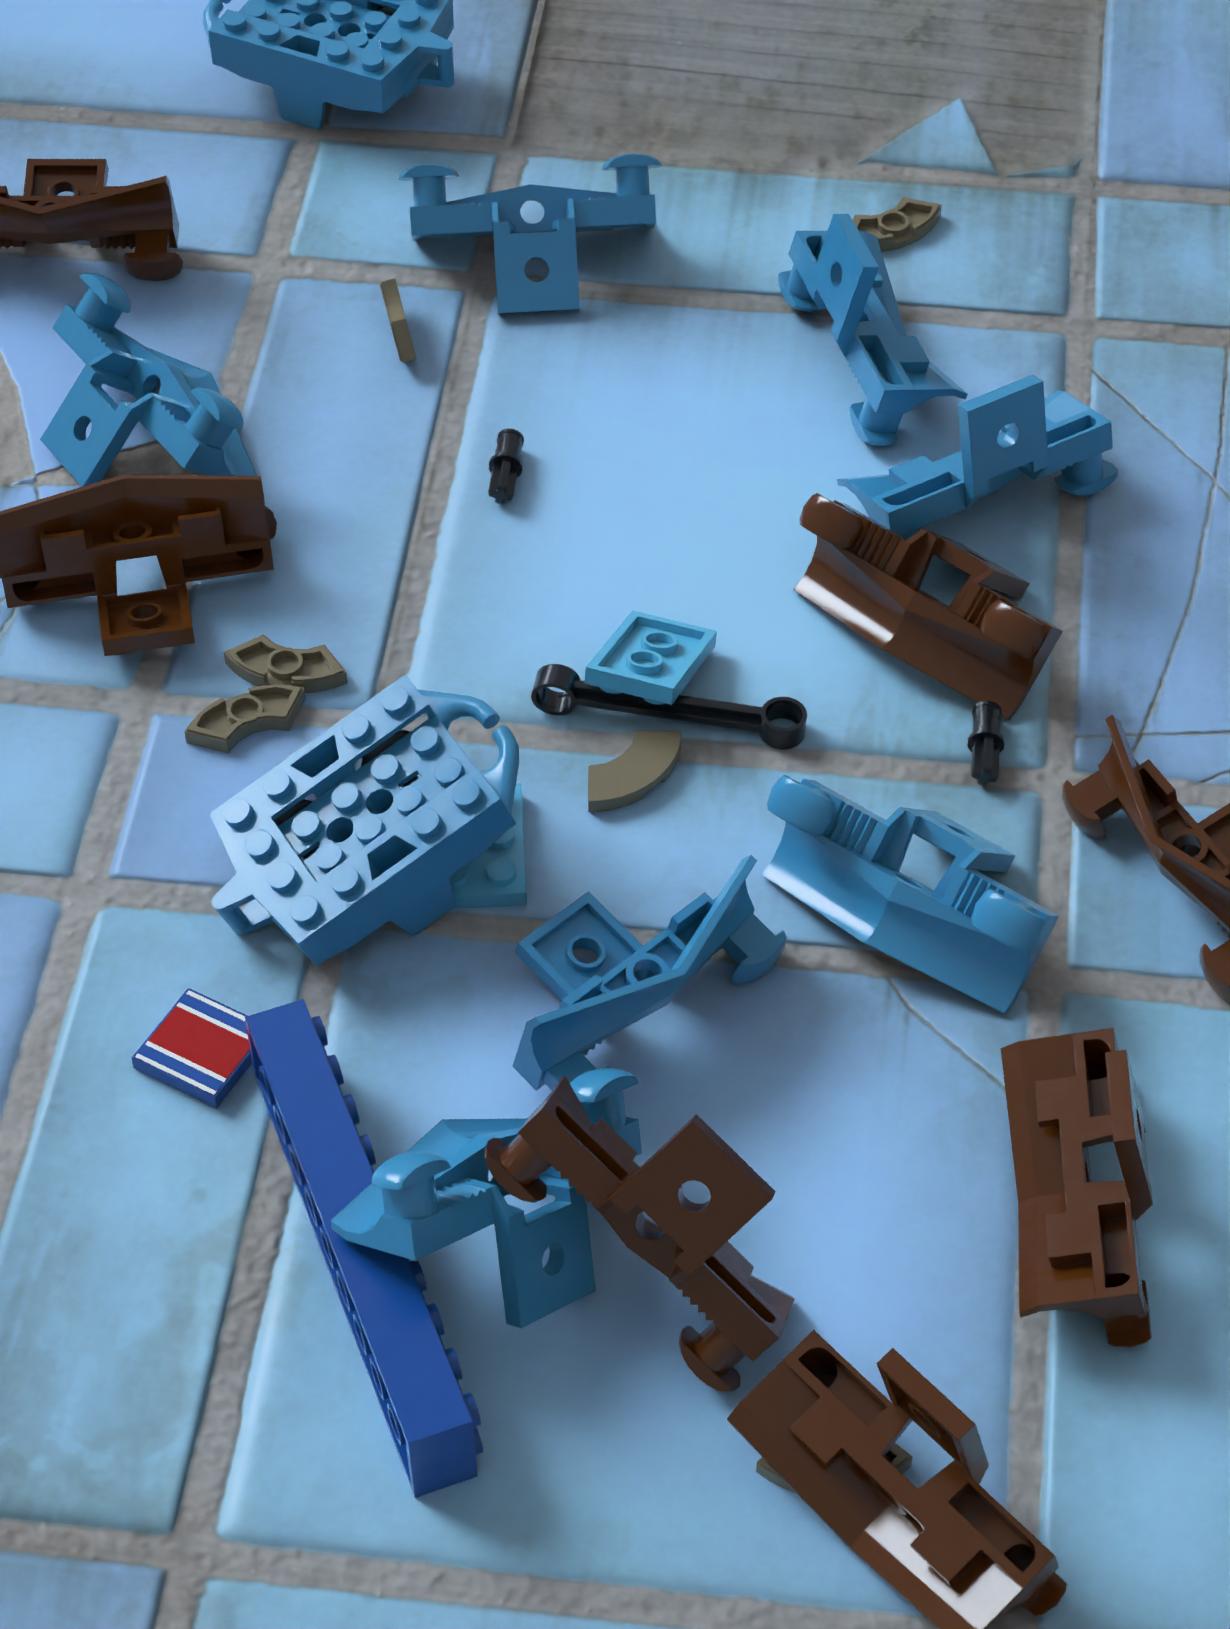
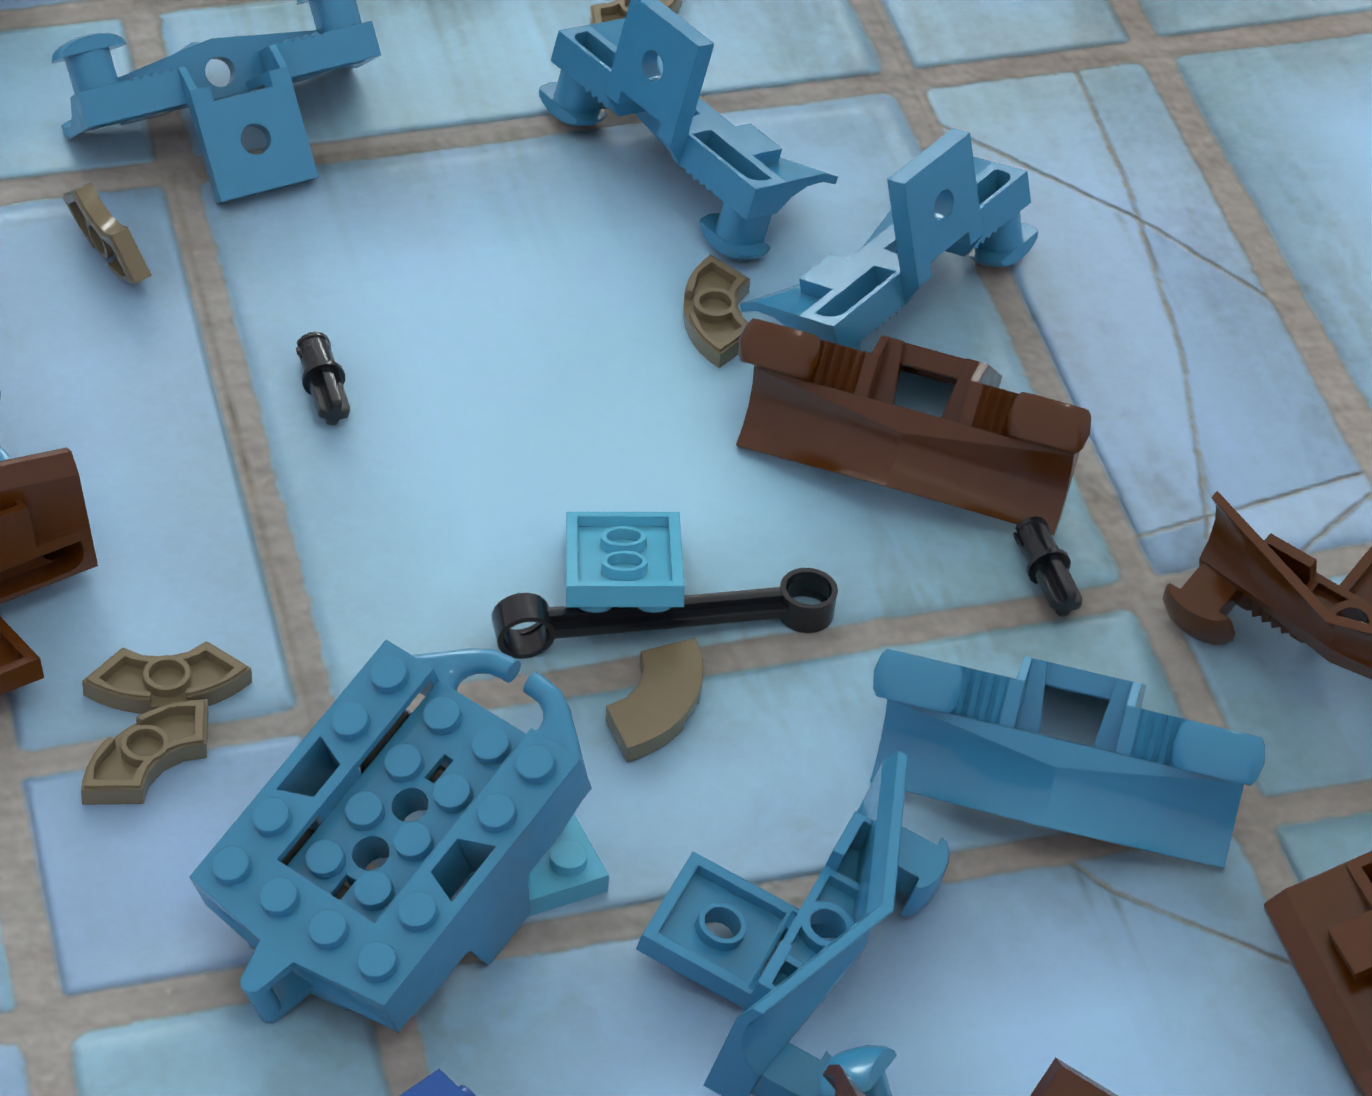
camera: 25 degrees left, 5 degrees down
(834, 462) = (713, 311): none -> dark tan tile

